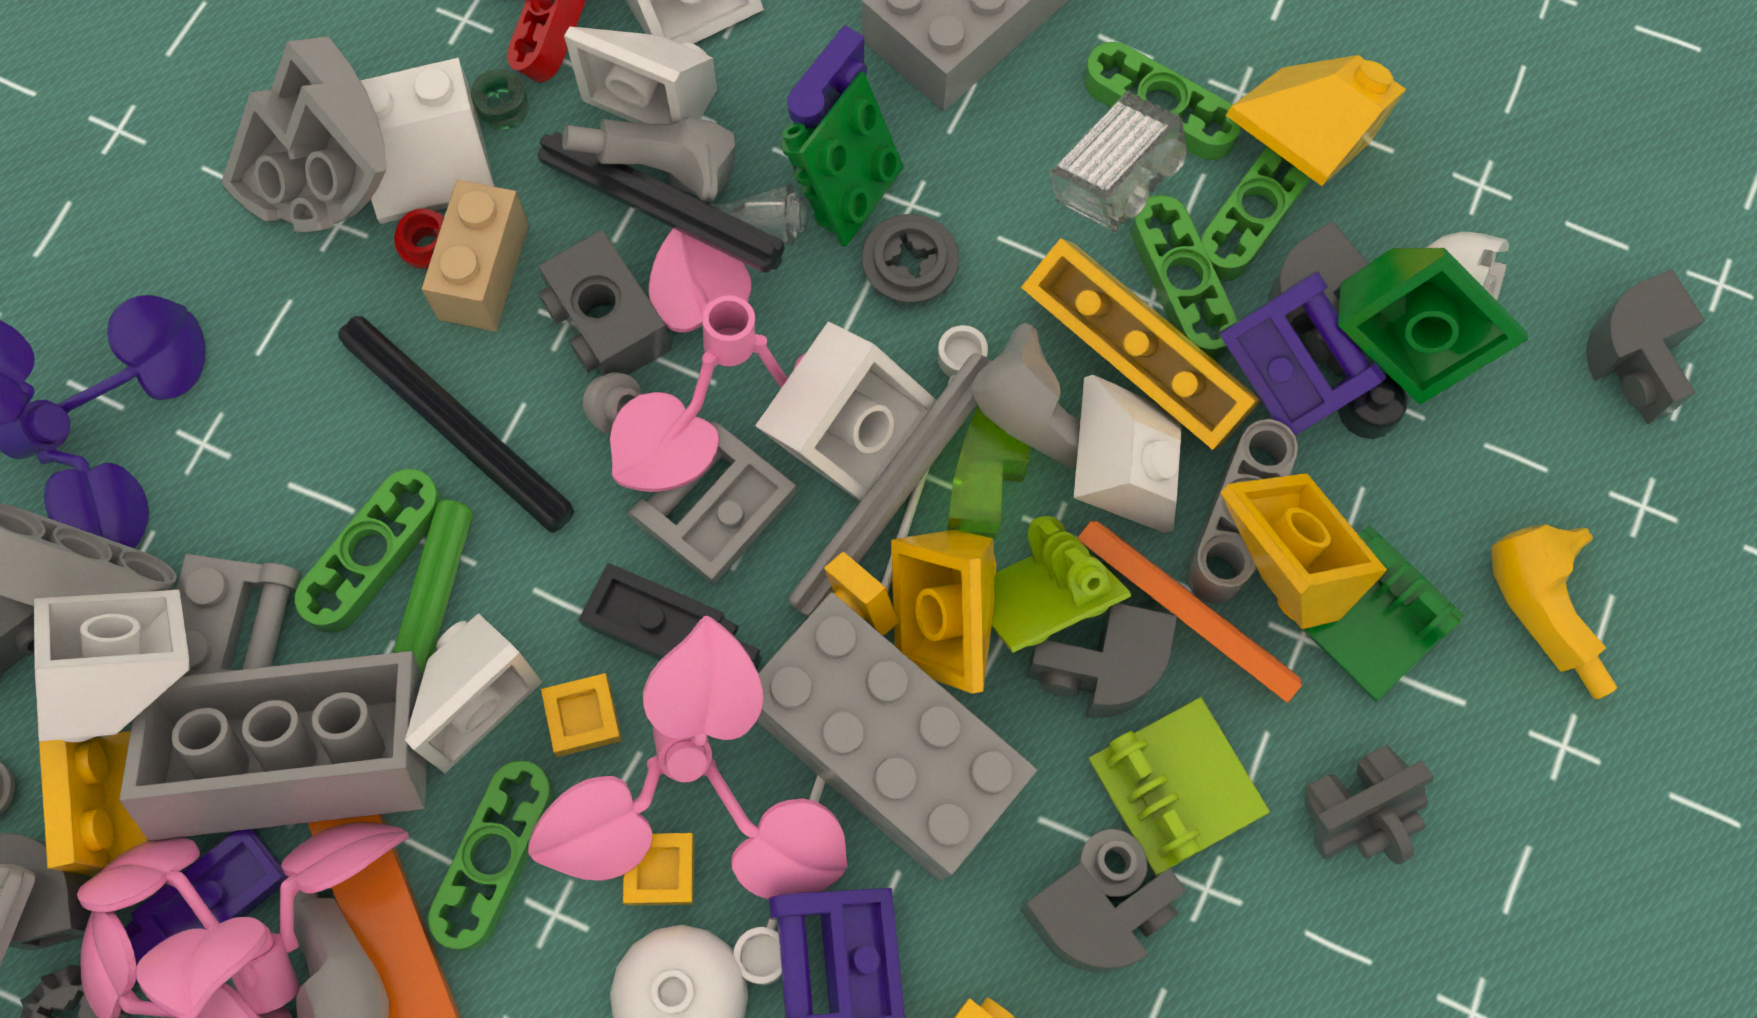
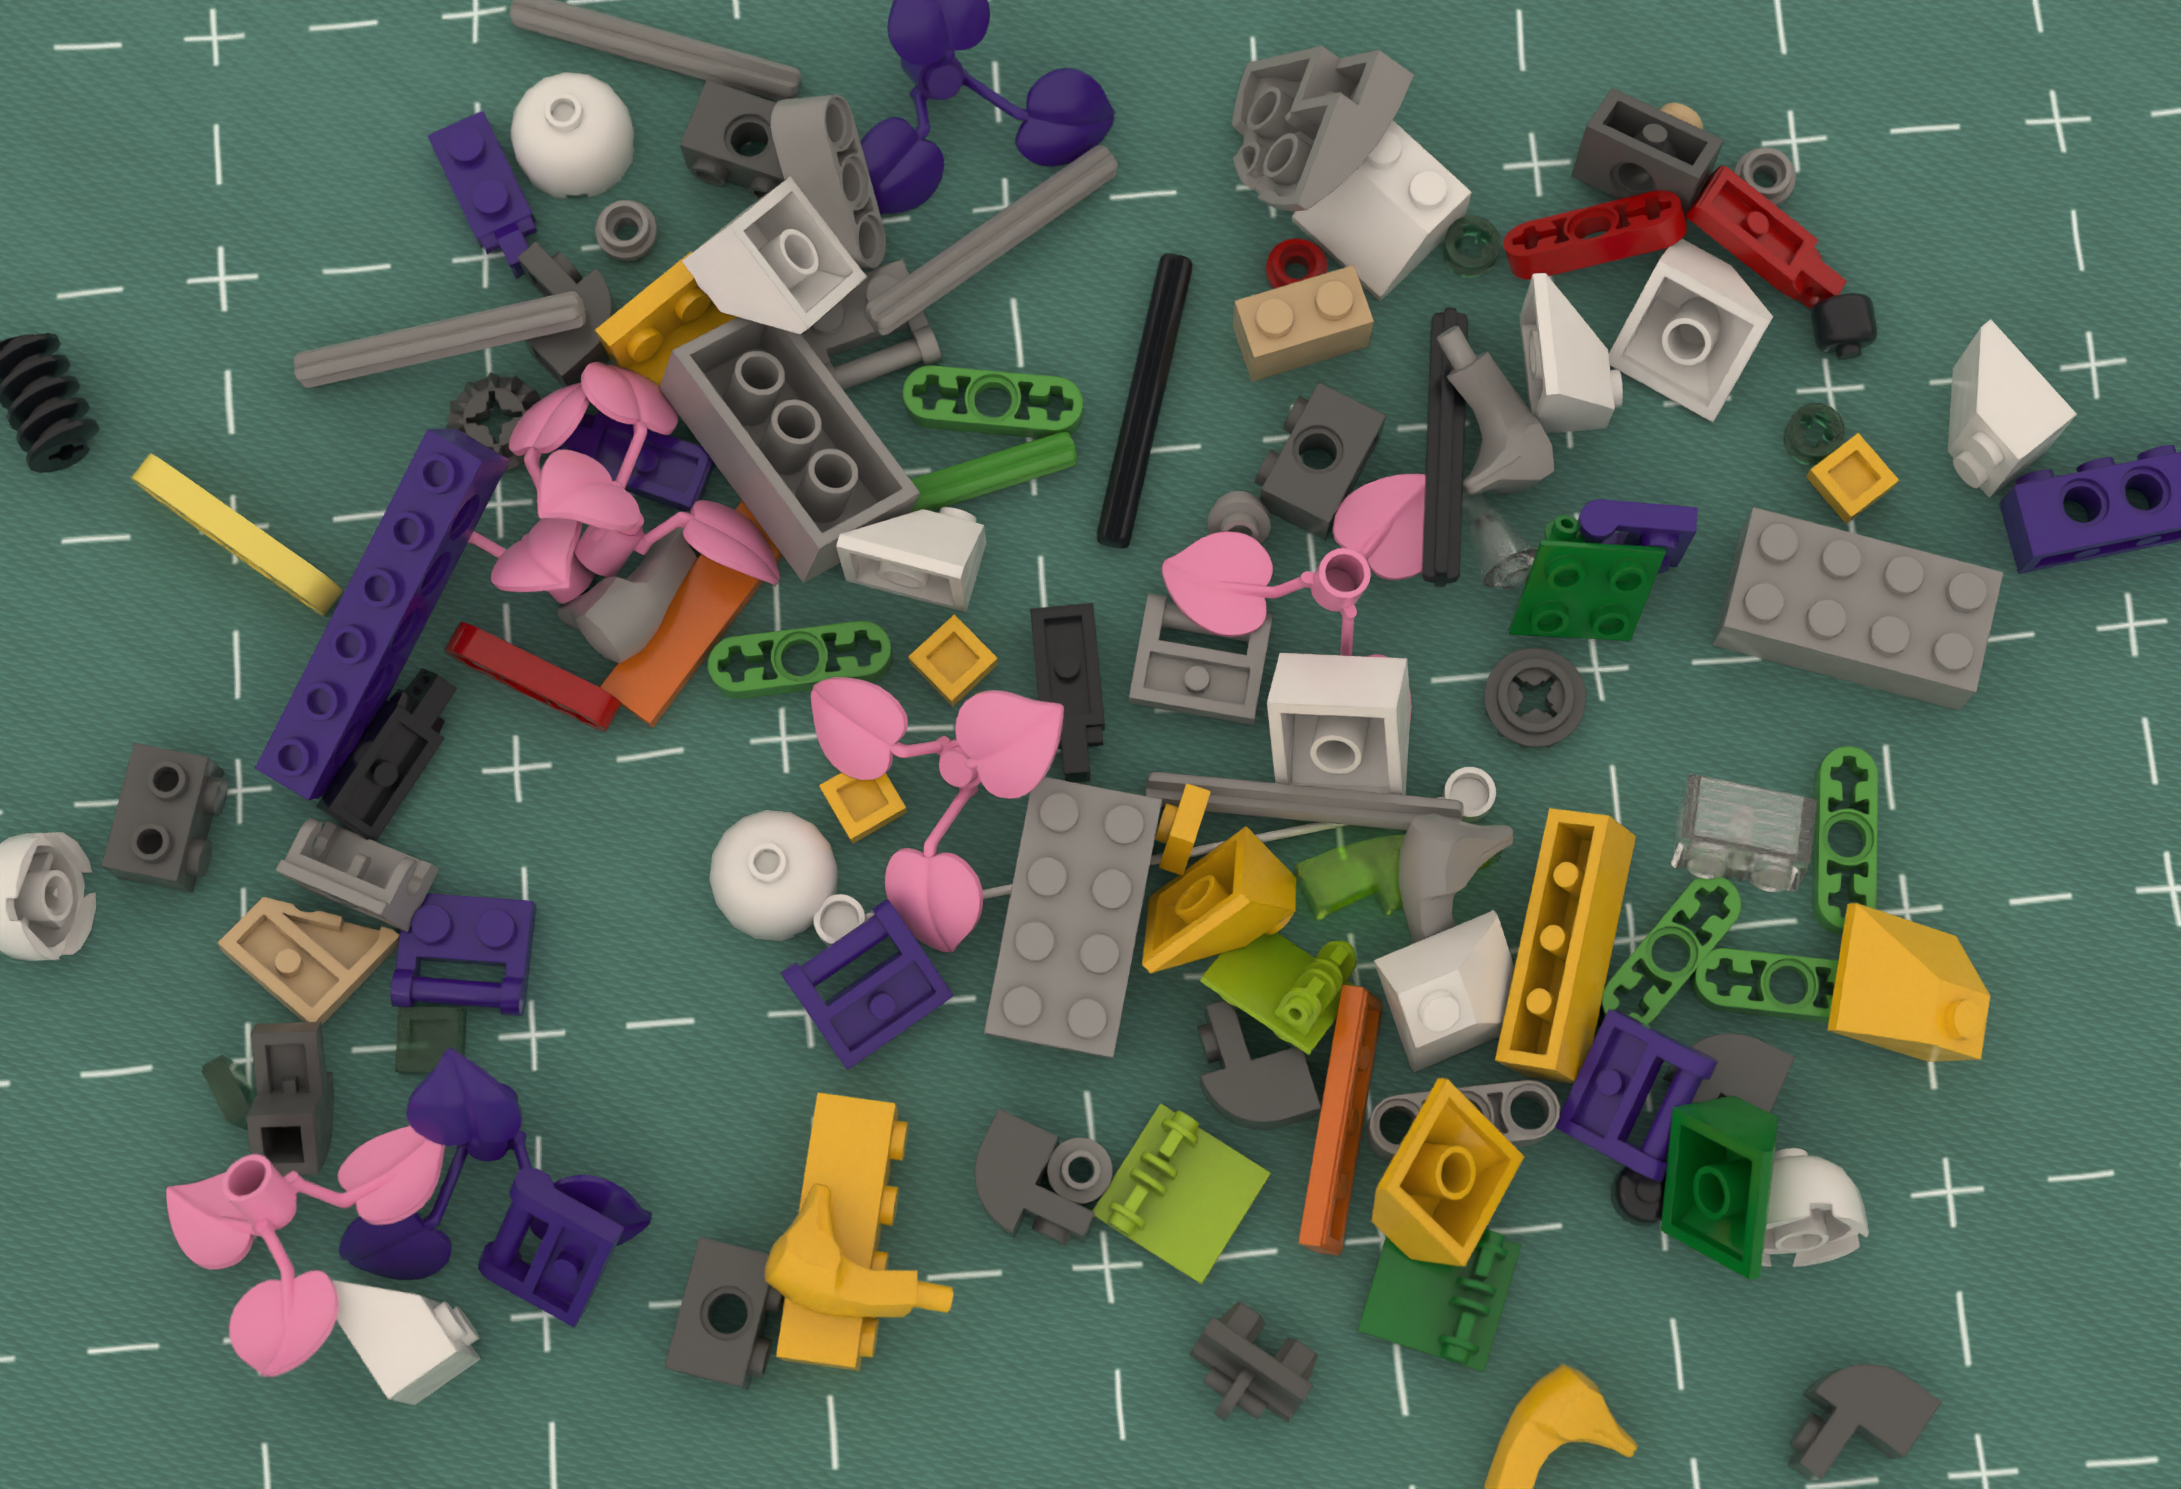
camera: 65 degrees right, 5 degrees up
(223, 470) = (991, 240): none -> light grey axle

